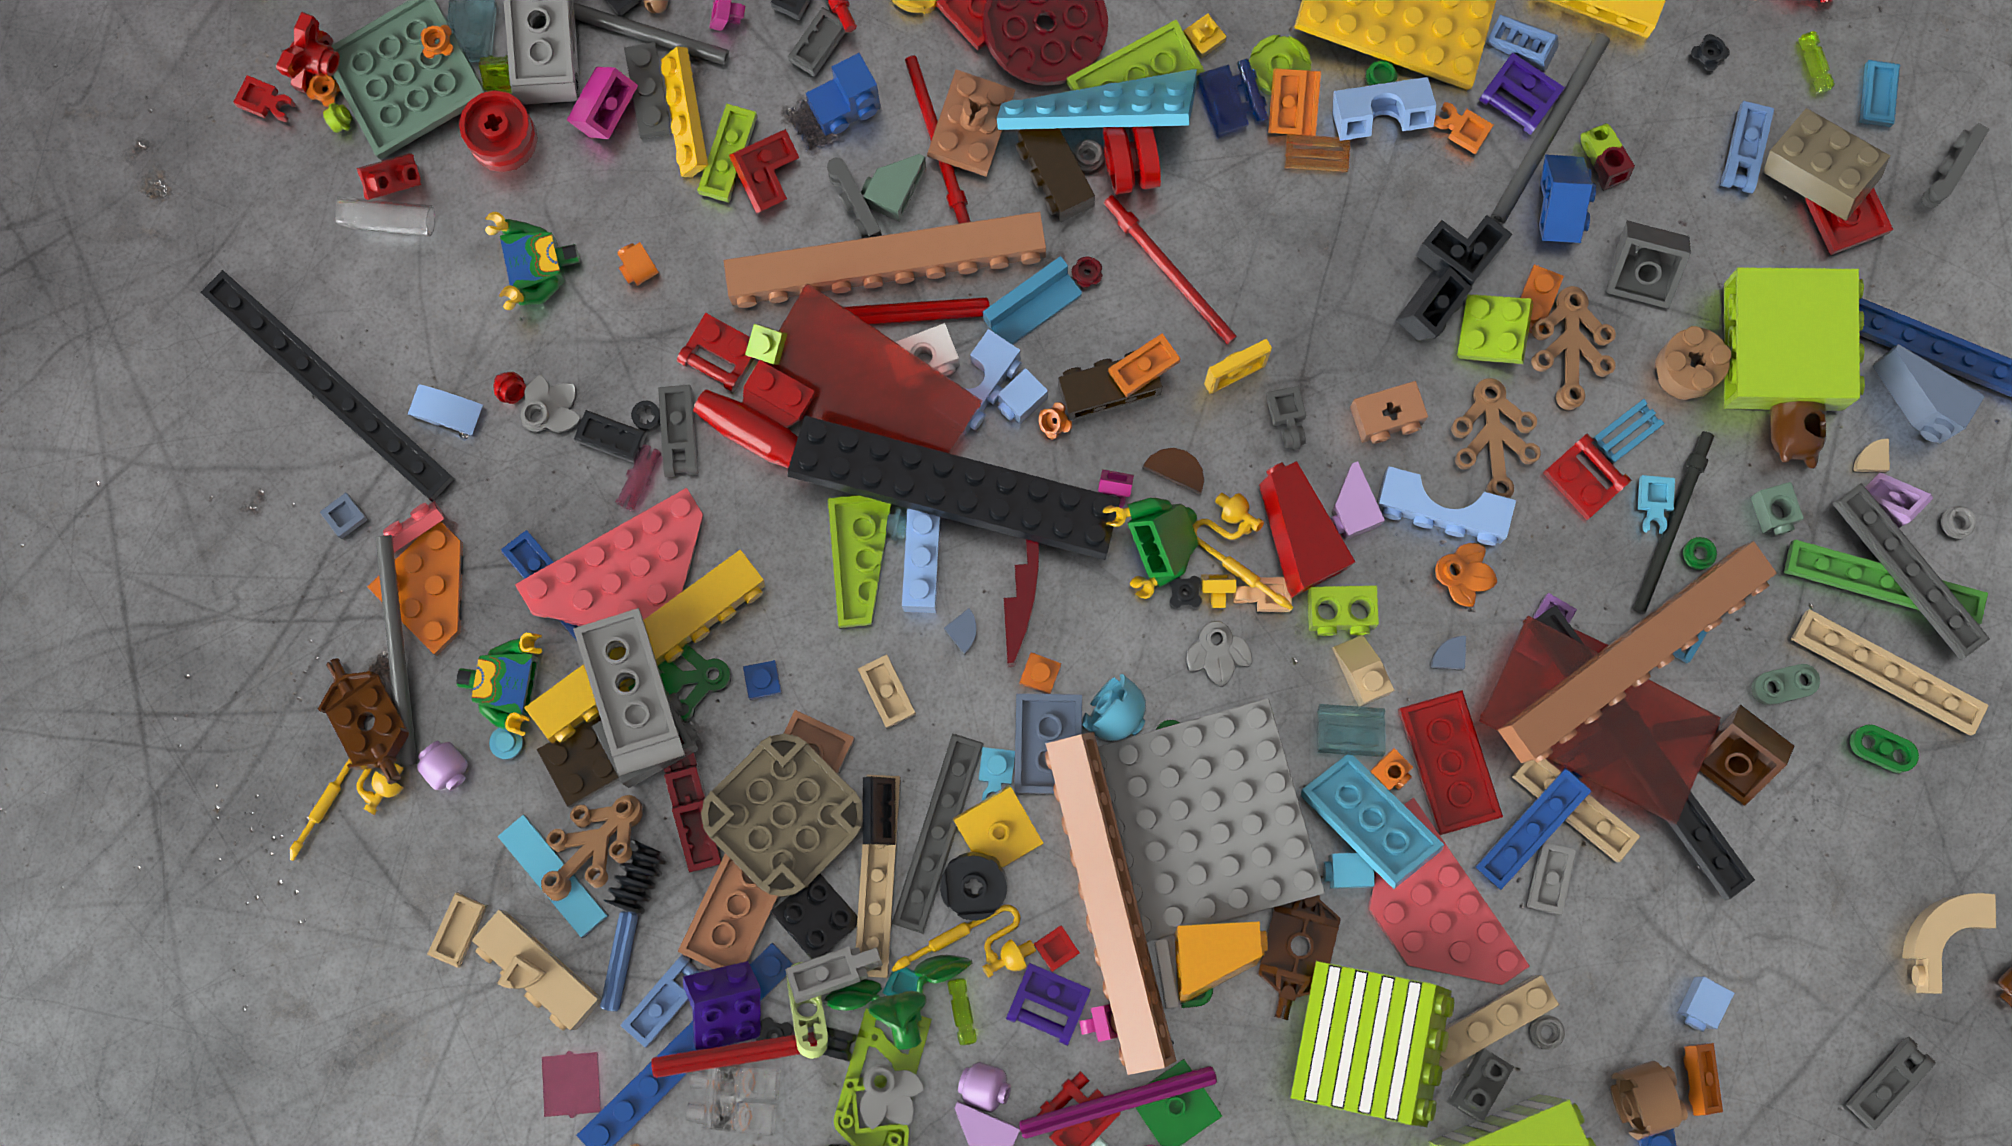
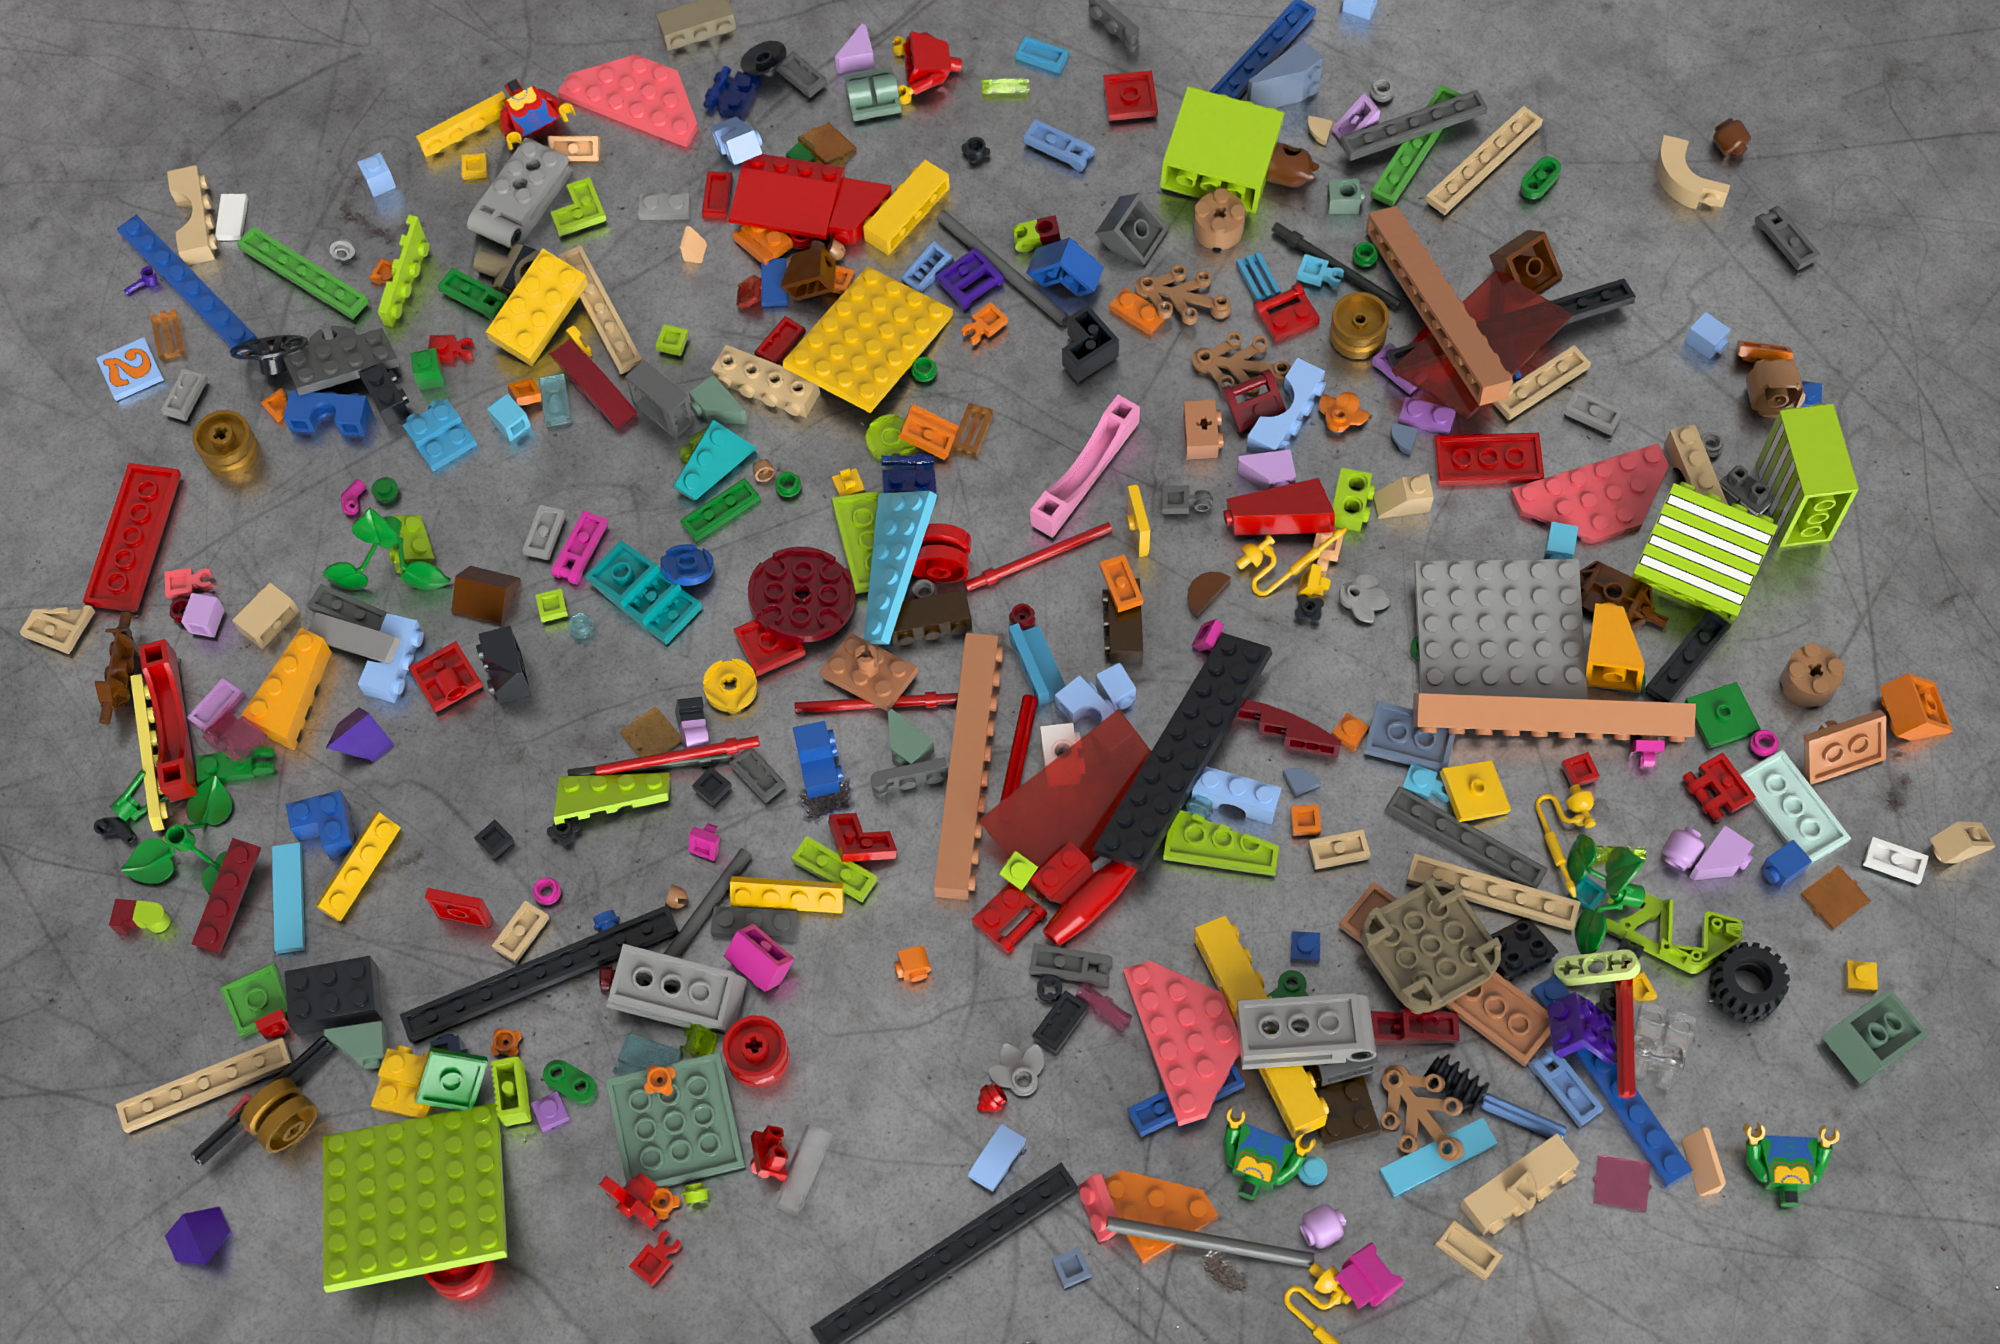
camera: 75 degrees left, 15 degrees down
(349, 704) = (1242, 1289): reddish brown plate -> none
(392, 824) = (1367, 1278): none -> dark pink piece
(531, 261) = (884, 1050): torso -> none
(804, 1068) = (1642, 988): none -> yellow tile
(831, 972) = (1571, 939): light grey hinge -> none
(879, 811) = (1443, 870): black plate -> none
(891, 1100) = (1683, 914): light grey plate -> none
(913, 646) = (1305, 820): none -> orange plate
(986, 871) = (1529, 809): black plate -> none
(1047, 422) = (1146, 675): orange plate -> none
(1054, 993) = (1615, 782): dark purple plate -> none
(1117, 710) = (1395, 677): medium azure cylinder -> none
(1117, 1102) = (1715, 750): magenta axle -> none
(1162, 538) = (1267, 607): green torso -> none
(1166, 973) = (1616, 691): light grey tile -> none
(1236, 1050) = (1688, 657): none -> black plate
(1342, 306) = (1063, 497): none -> bright pink arch
(1351, 730) = (1449, 517): clear light blue plate -> none
(1372, 820) = (1526, 515): medium azure plate -> none
(1392, 770) = (1487, 496): orange plate -> none
(1406, 100) = (953, 353): light blue arch -> none
(1434, 304) = (1124, 374): black brick -> none
(1436, 470) = (1249, 411): none -> dark red plate
(1485, 670) = (1427, 416): none -> medium lavender plate
(1495, 328) = (1154, 341): lime plate -> none
(1533, 828) = (1555, 411): blue plate -> none
(1606, 563) = (1359, 325): none -> pearl gold wheel
(1787, 684) = (1477, 224): sand green plate -> none
(1826, 164) = (1092, 95): dark tan brick -> none

